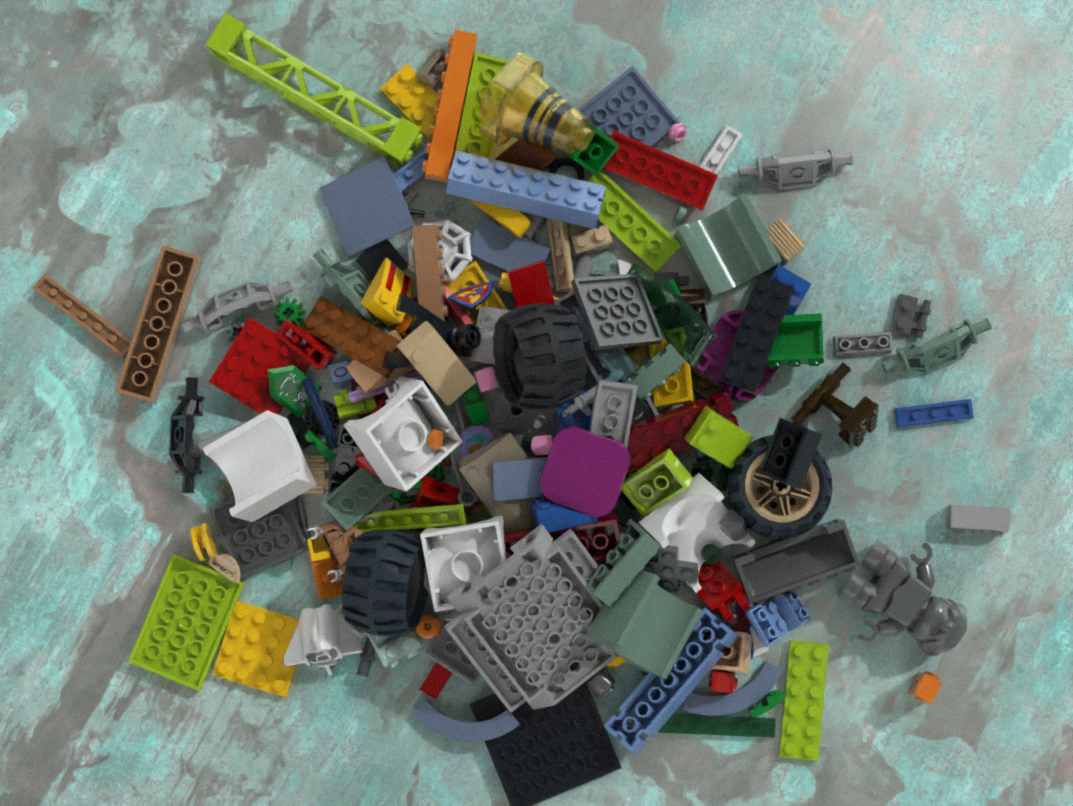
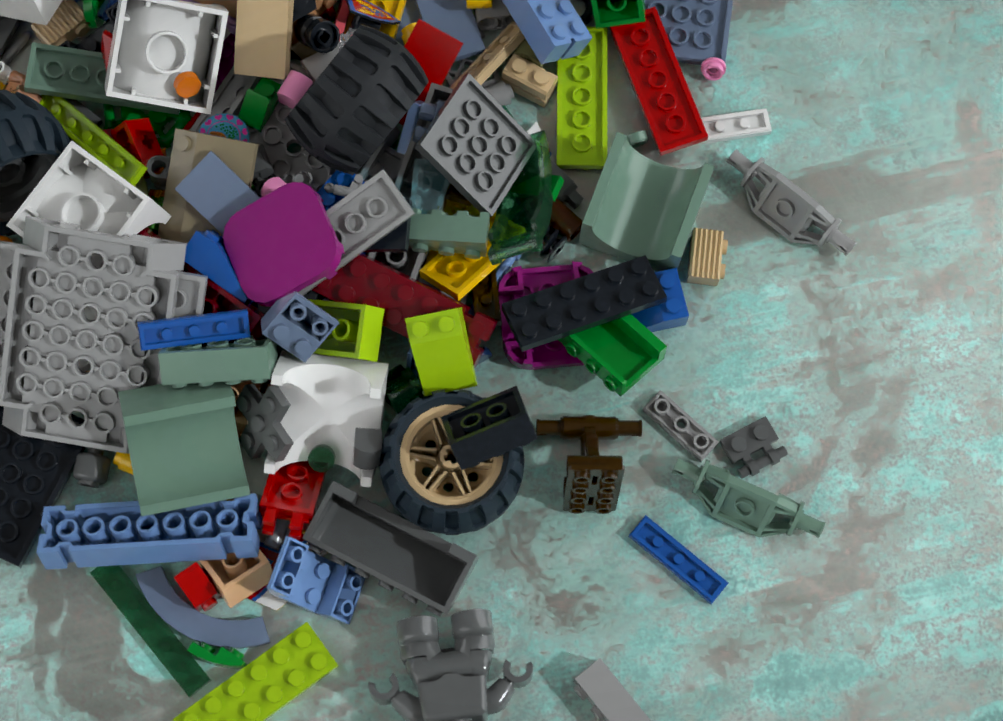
camera: 45 degrees right, 10 degrees down
(593, 562) = (193, 329): none -> blue tile
(641, 505) = (297, 325): none -> sand blue slope

